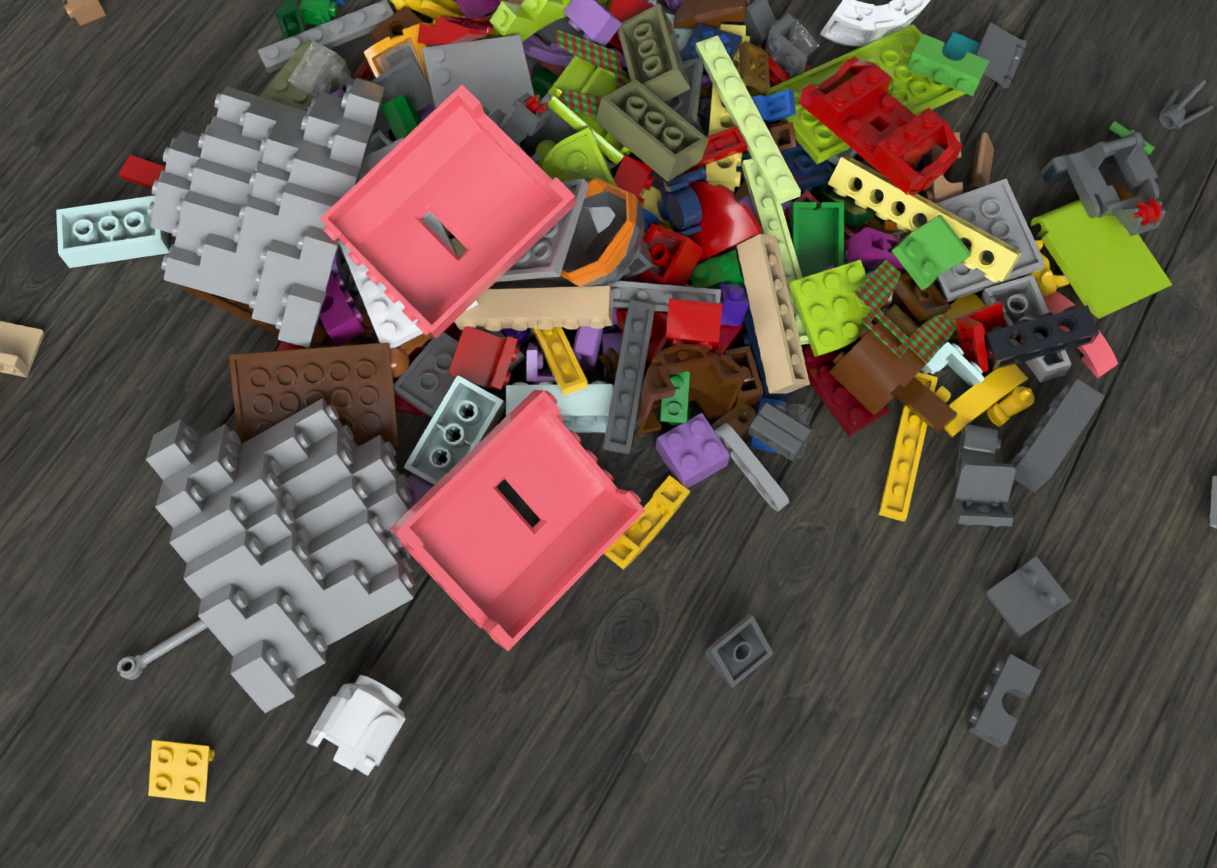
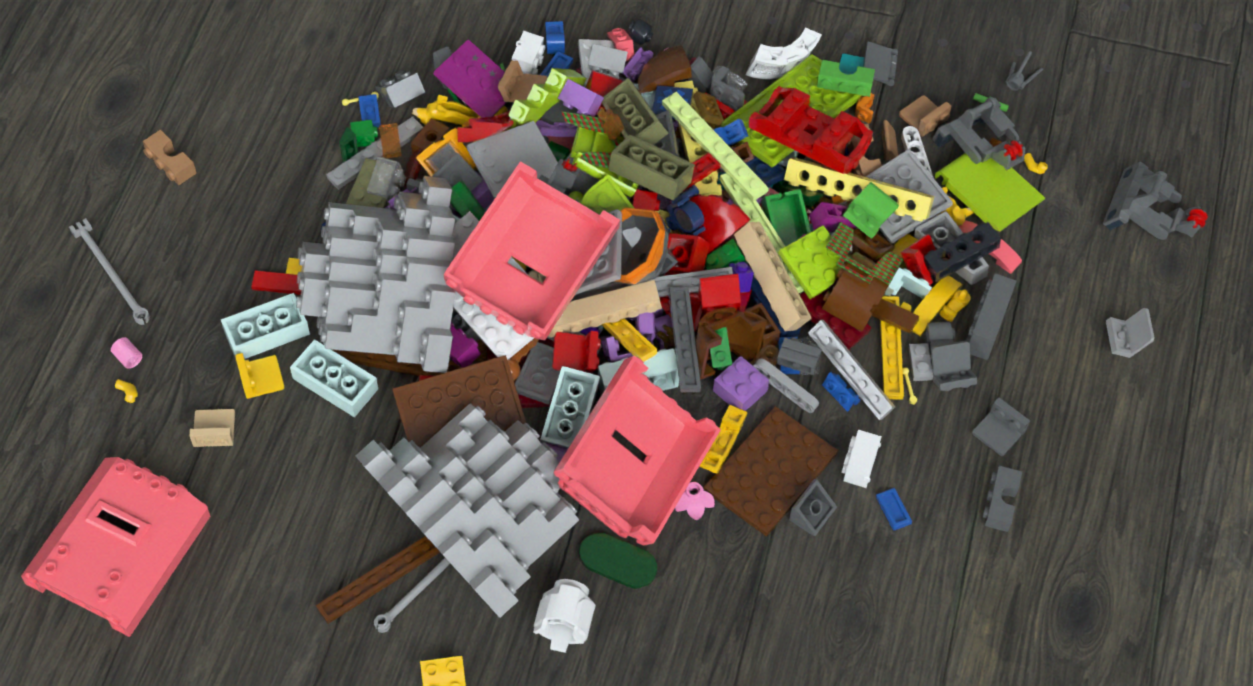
camera: 15 degrees left, 10 degrees down
(85, 293) = (260, 375): none -> yellow bracket
(122, 613) = (377, 579): none -> reddish brown plate
(175, 320) = (334, 378): none -> light aqua brick
(346, 24) = (390, 140): none -> clear orange tile
(460, 657) = (618, 560): none -> dark green tile
(586, 602) = (695, 503): none -> bright pink plate
(621, 61) = (612, 125): none -> clear orange plate
(698, 580) = (770, 471): none -> reddish brown plate
(819, 482) = (838, 390): none -> blue hinge
(827, 592) = (861, 458): none -> white brick
(845, 466) = (851, 370): none -> light grey plate
(849, 676) = (893, 509): none -> blue tile
(918, 524) = (913, 399): none -> light yellow hinge
(942, 474) = (920, 362): none -> light grey plate
(958, 113) = (863, 108): none -> orange bracket
(1019, 171) = (916, 142): none -> white beam
(1039, 136) = (925, 115): none -> medium nougat bracket
(1167, 238) = (1034, 167): none -> yellow arm

